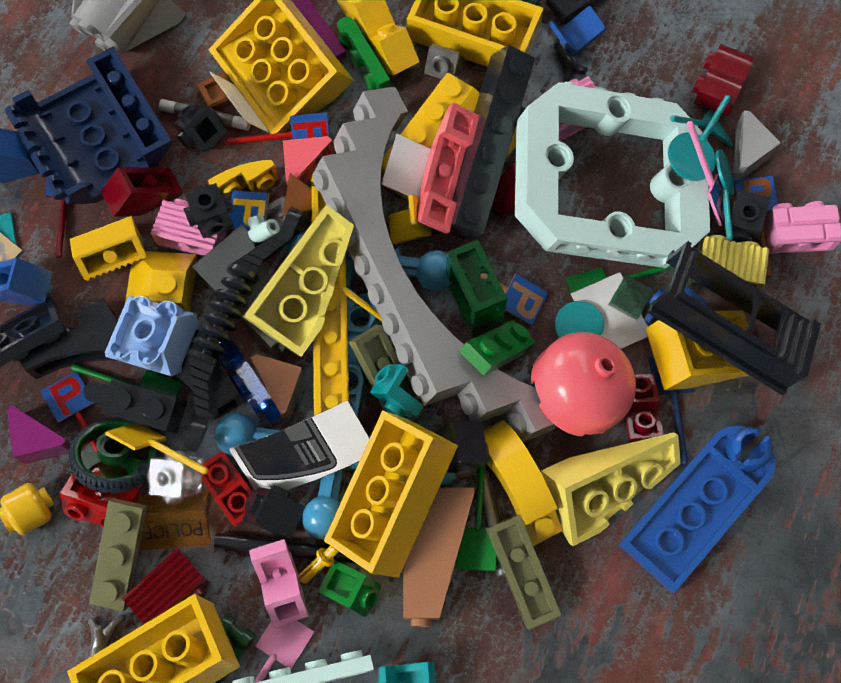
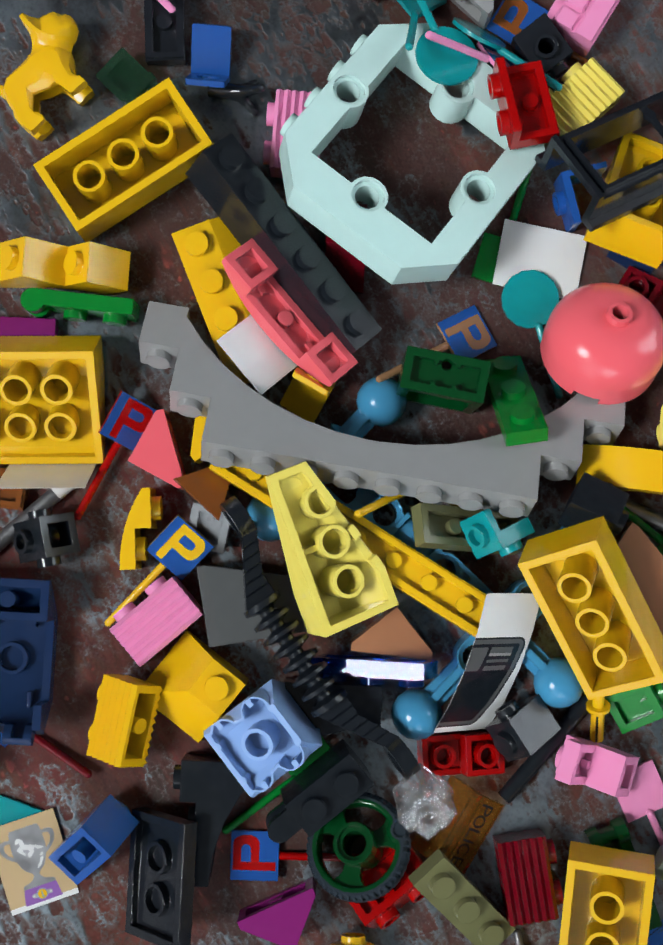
camera: 60 degrees left, 15 degrees up
(139, 190) = (75, 644): dark red slope -> none
(139, 436) = (364, 815): yellow piece -> none
(209, 210) = (180, 586): black brick -> none
(261, 229) = (218, 552): light aqua arm -> none
(443, 60) = (150, 226): flat silver bracket -> none
(631, 297) = (540, 228): clear green tile -> none
(698, 216) = (523, 102): none -> red bracket

